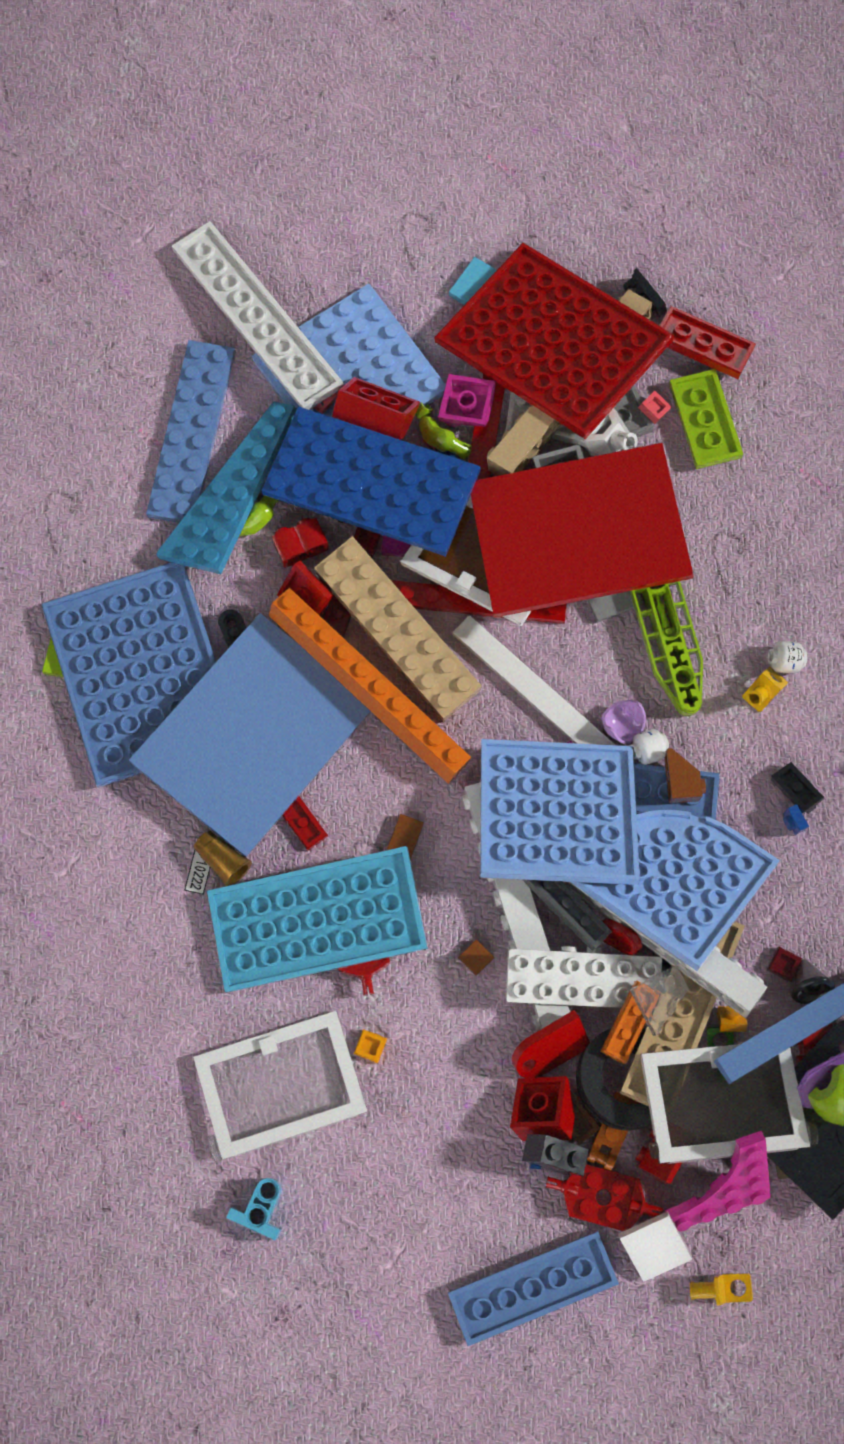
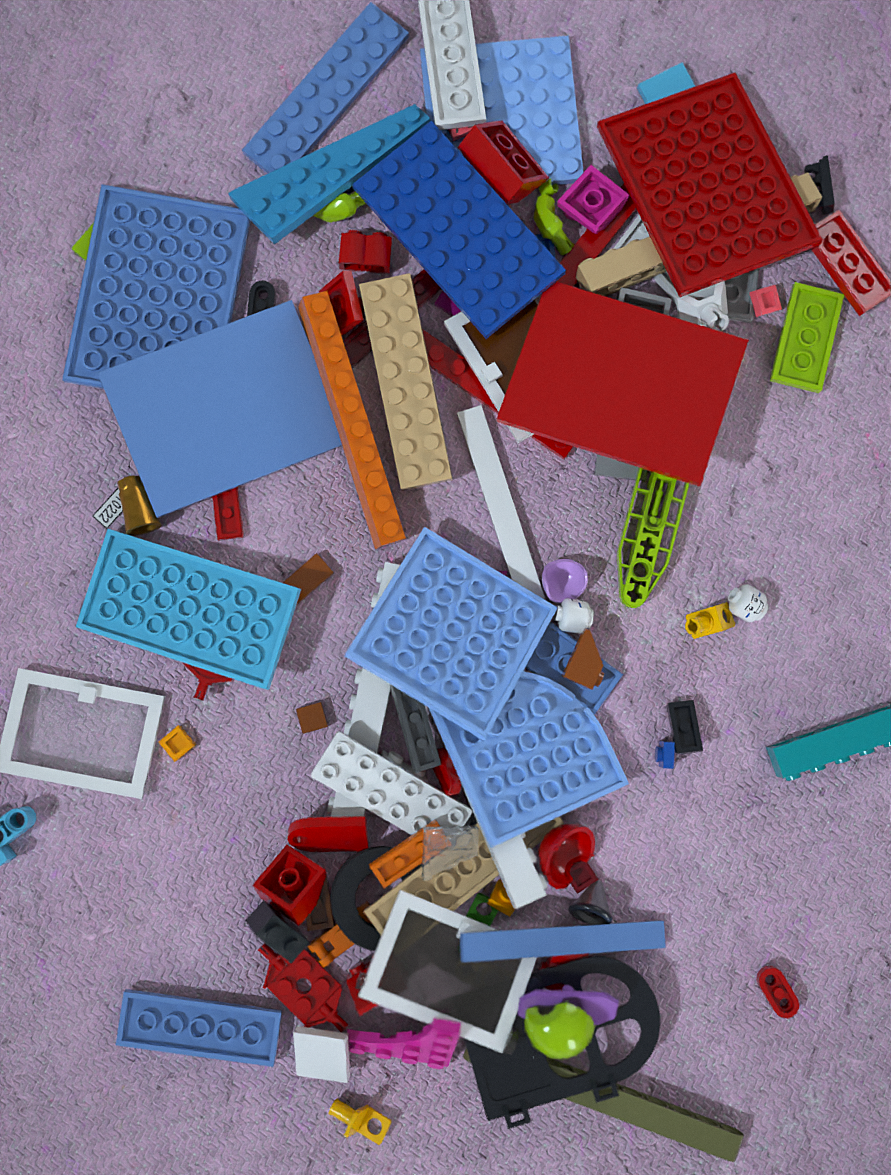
camera: 25 degrees right, 10 degrees up
(757, 946) = (562, 849): none -> red cylinder

